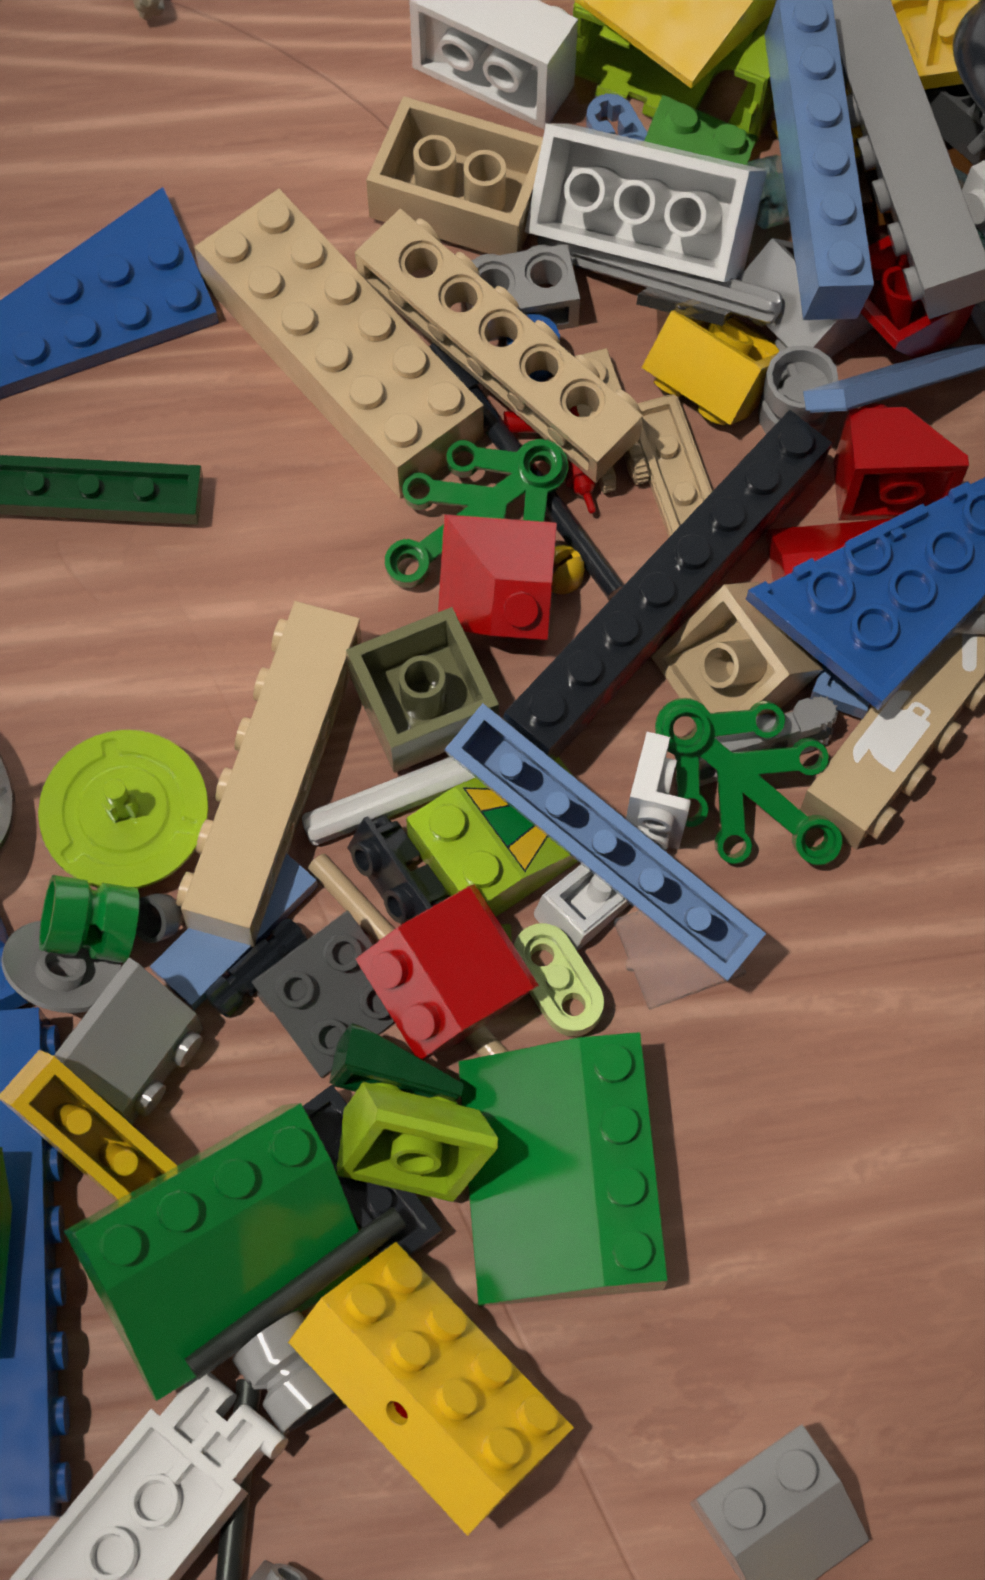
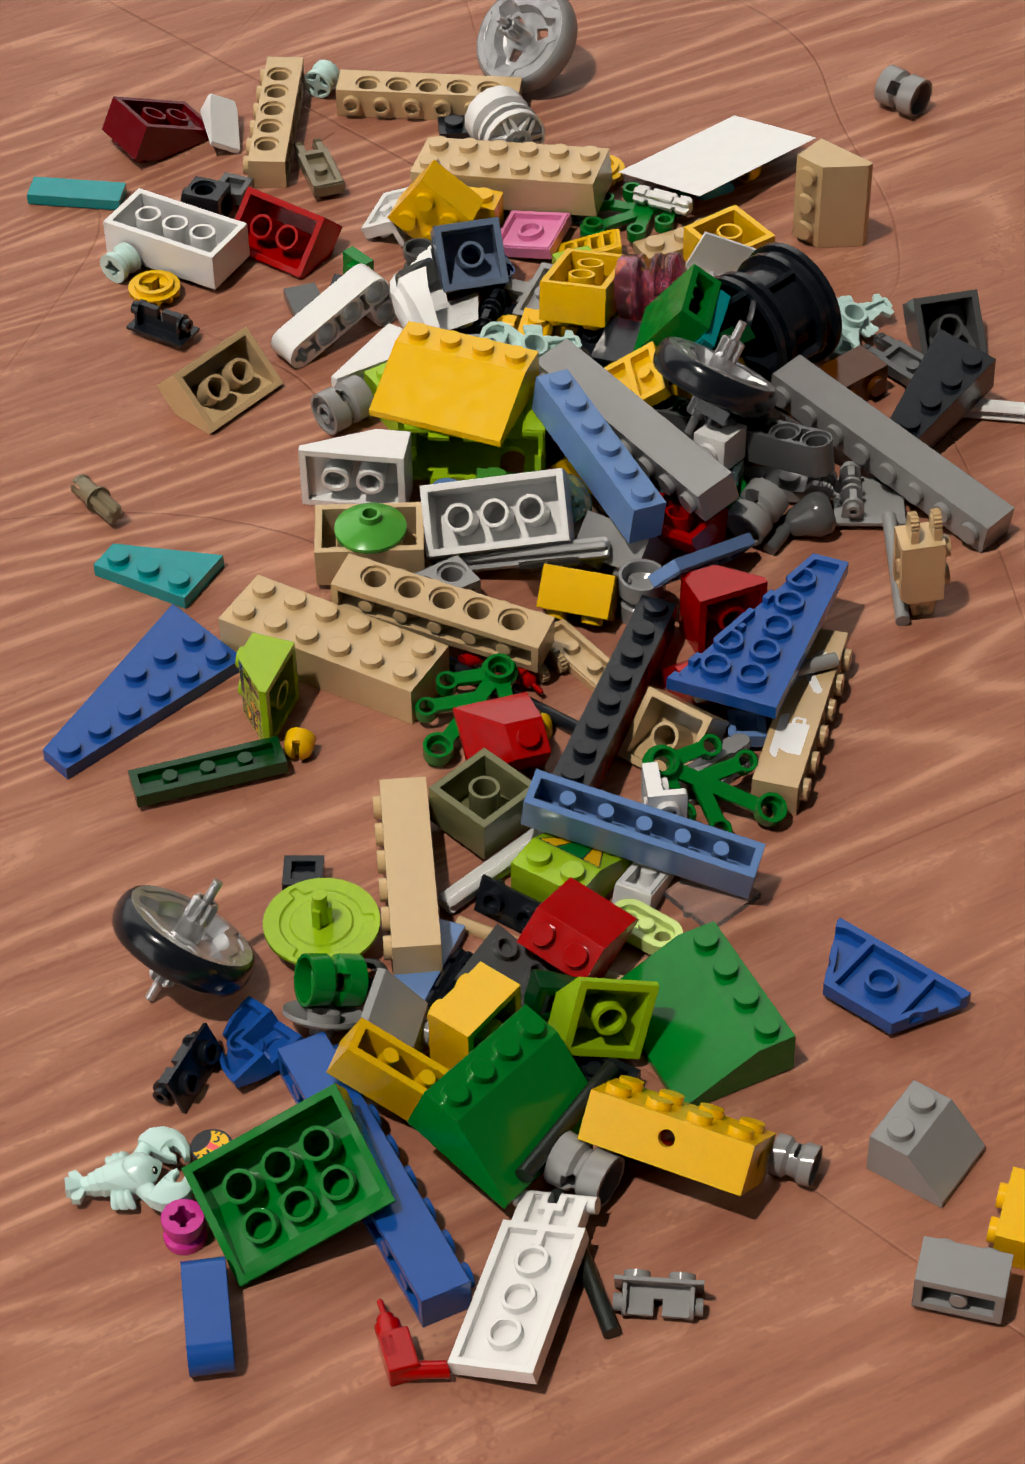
camera: 20 degrees left, 25 degrees down
(139, 707) = (301, 868): none -> black plate
(173, 123) = (159, 572): none -> teal wing
(216, 380) = (267, 682): none -> lime slope
(228, 486) = (299, 742): none -> yellow hinge
(240, 1072) = (470, 1013): none -> yellow brick
(459, 180) = (370, 528): none -> bright green dish
(577, 1457) = (795, 1159): none -> light grey wheel
(847, 1203) = (885, 983): none -> blue wing

